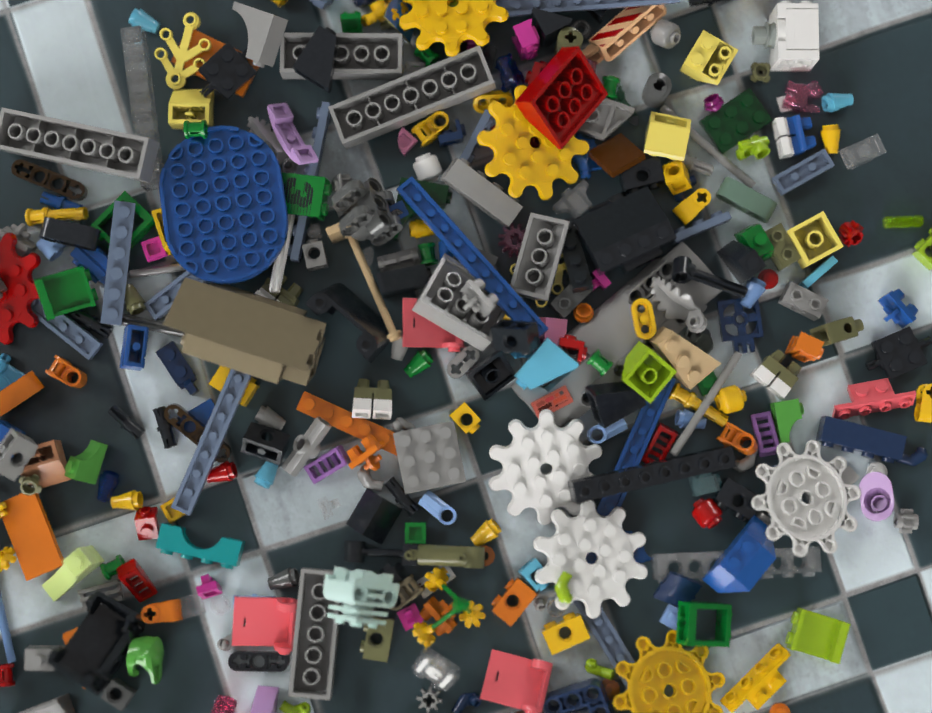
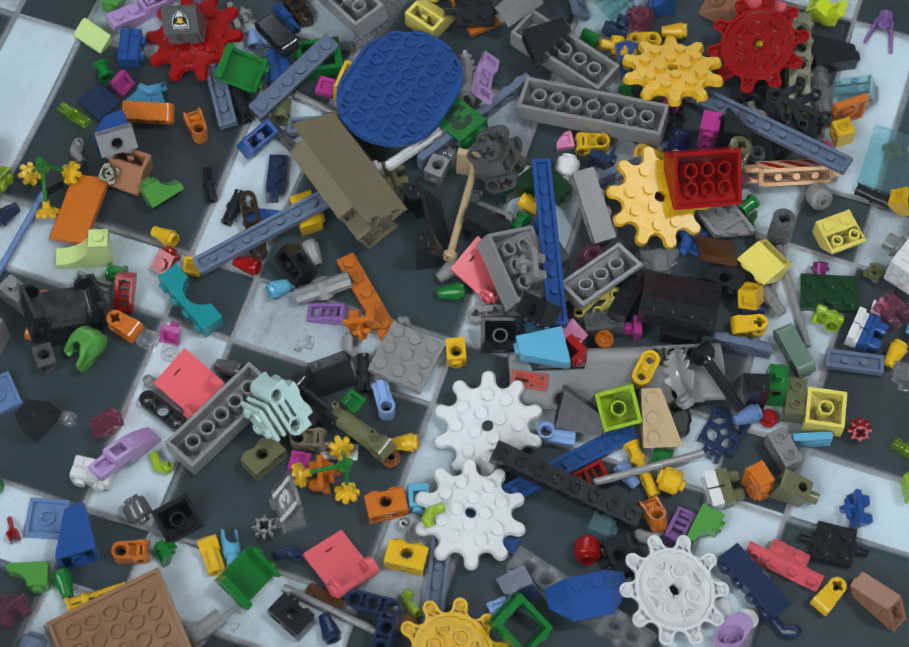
camera: 35 degrees right, 20 degrees down
(67, 214) = (260, 11): yellow pin -> none
(107, 484) = (160, 216): clear blue cone -> none
(195, 129) = (420, 27): green bush -> none
(381, 400) = (396, 290): hips -> none
(398, 209) = (523, 177): blue sticker -> none
(599, 362) = (587, 375): green bush -> none

